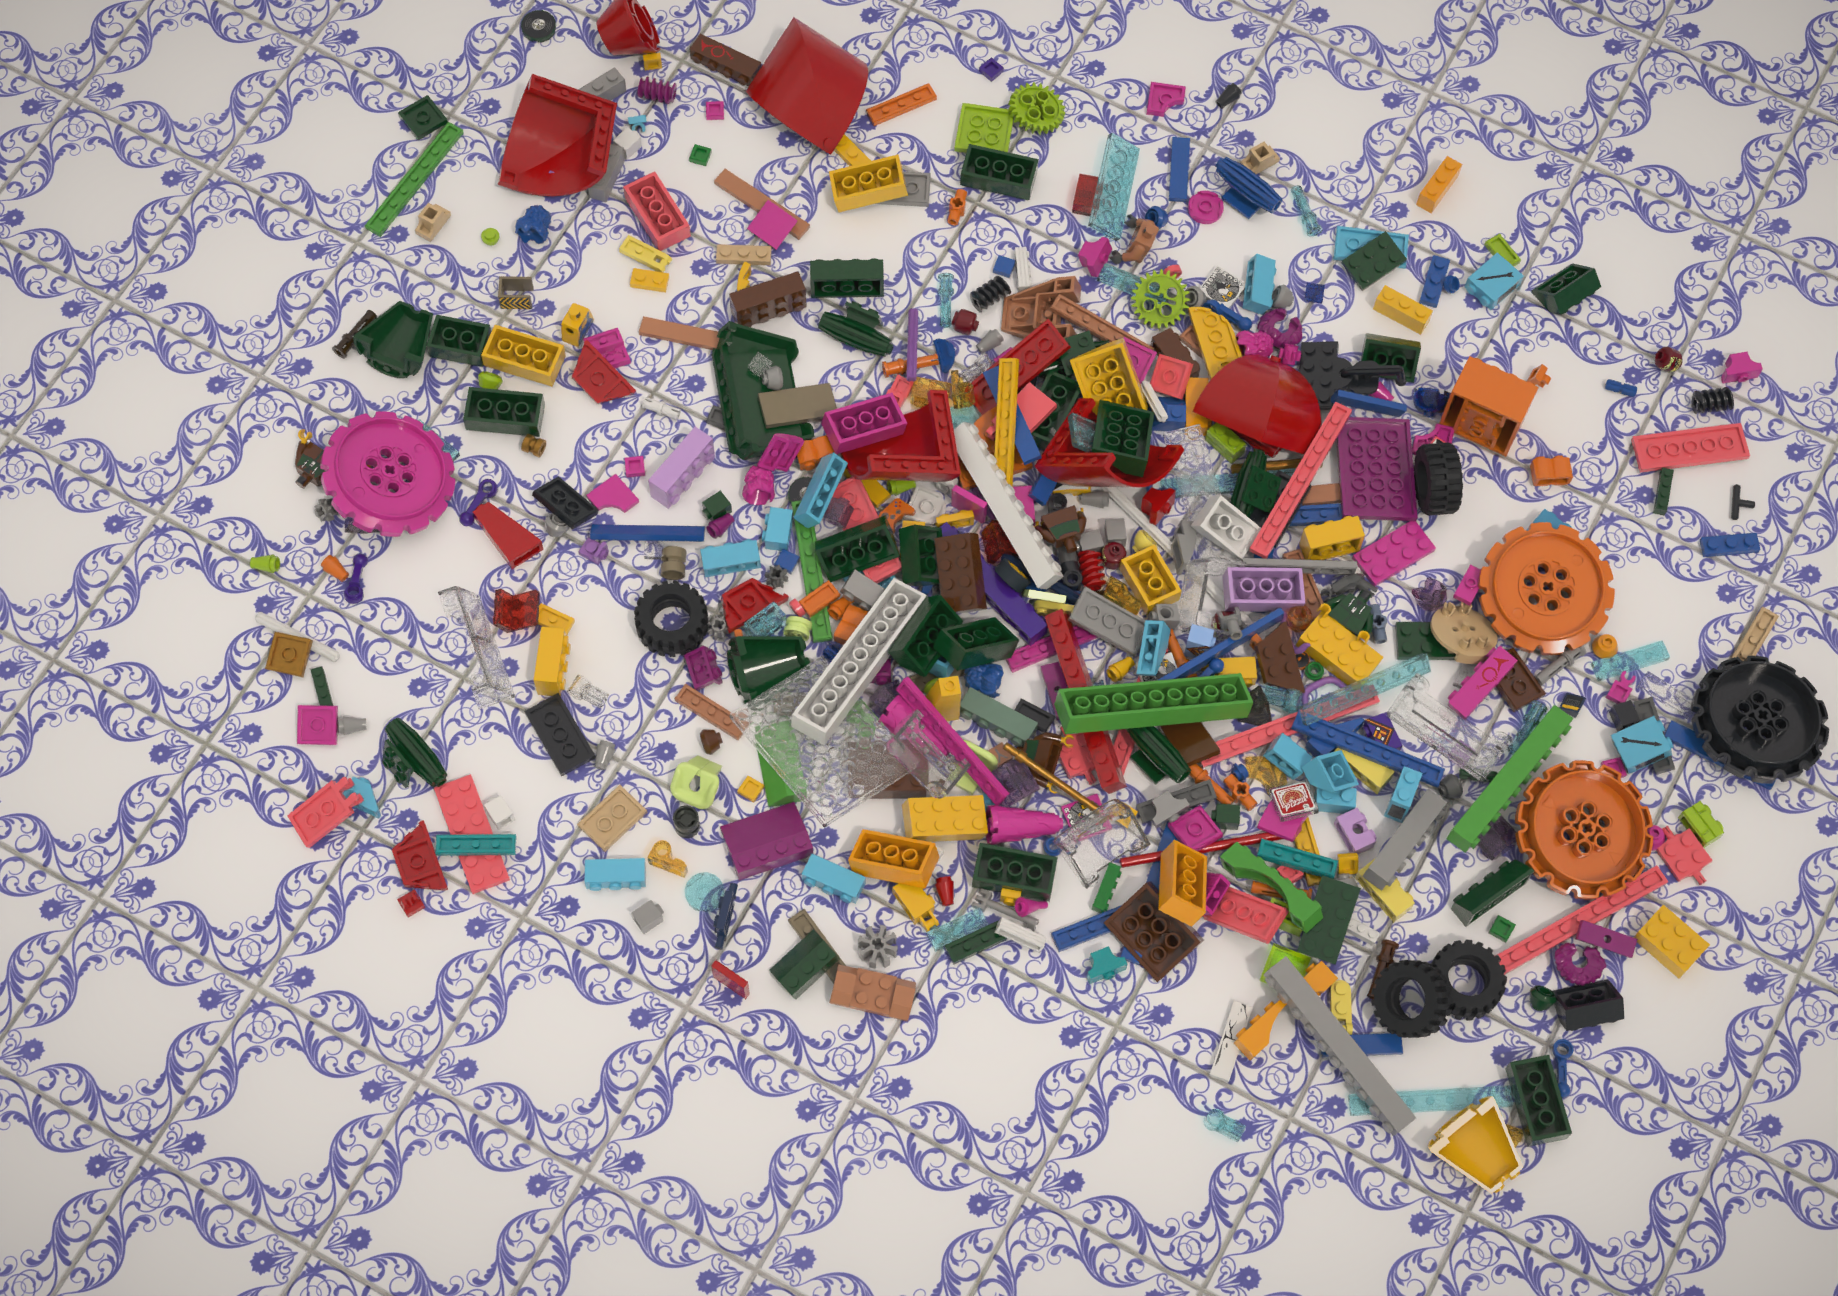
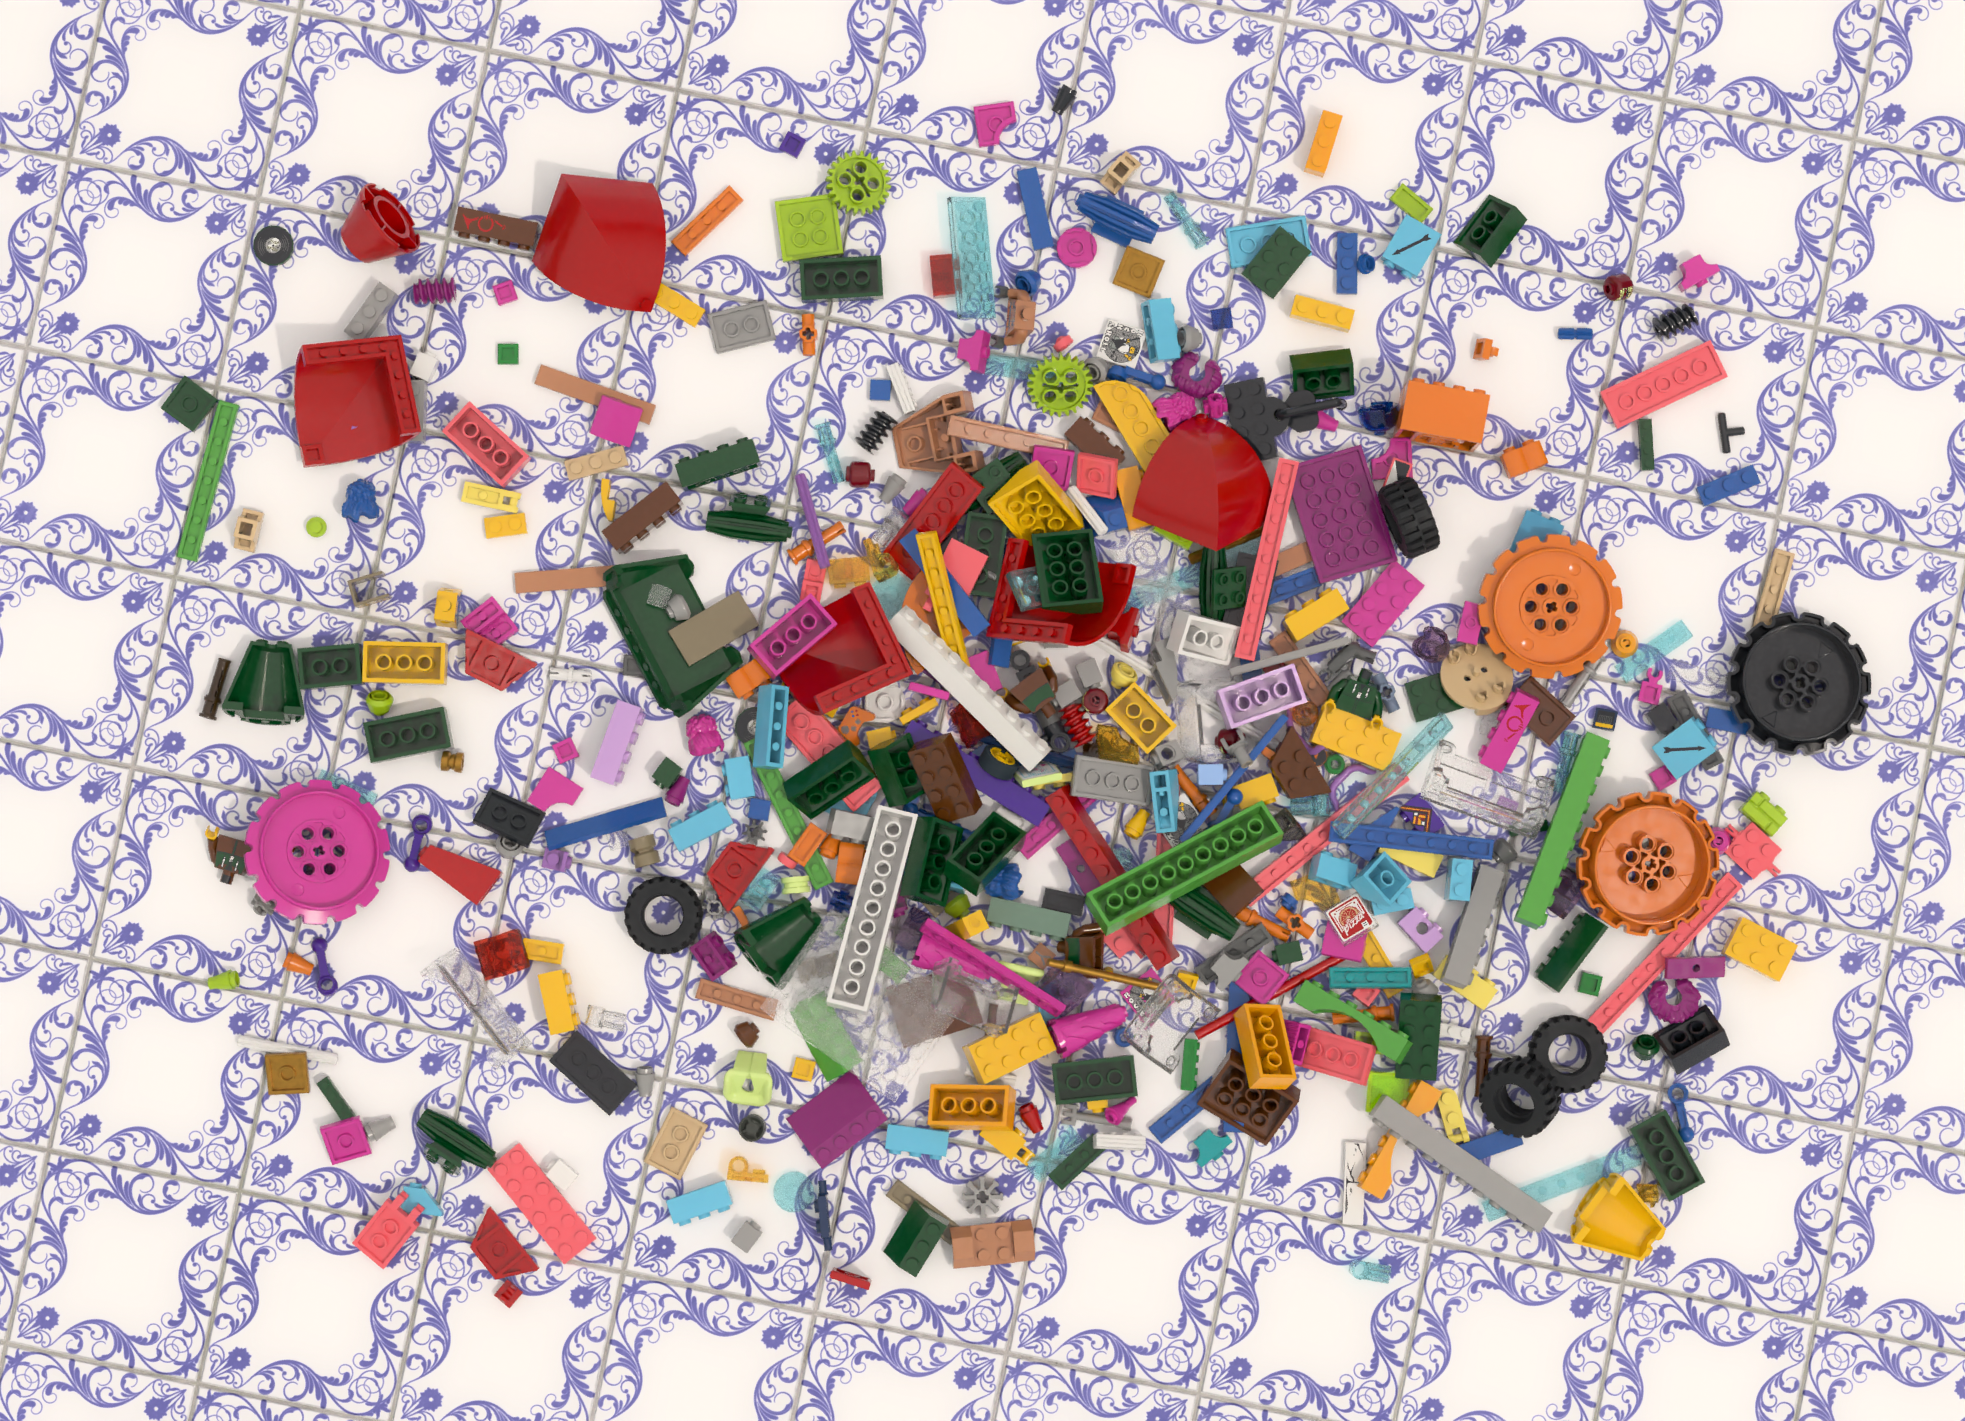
camera: 15 degrees left, 20 degrees up
(476, 844) = (552, 1217): teal tile -> none
(637, 120) = (425, 335): medium azure tile -> none
(652, 61) = (417, 255): yellow plate -> none
(781, 452) = (716, 697): dark pink slope -> none
(838, 512) = (797, 744): brick -> none
(868, 183) = (704, 341): yellow brick -> none
(945, 353) = (849, 516): blue plate -> none
(1253, 236) = (1138, 271): none -> pearl gold tile
(1369, 403) = (1314, 442): blue tile -> none

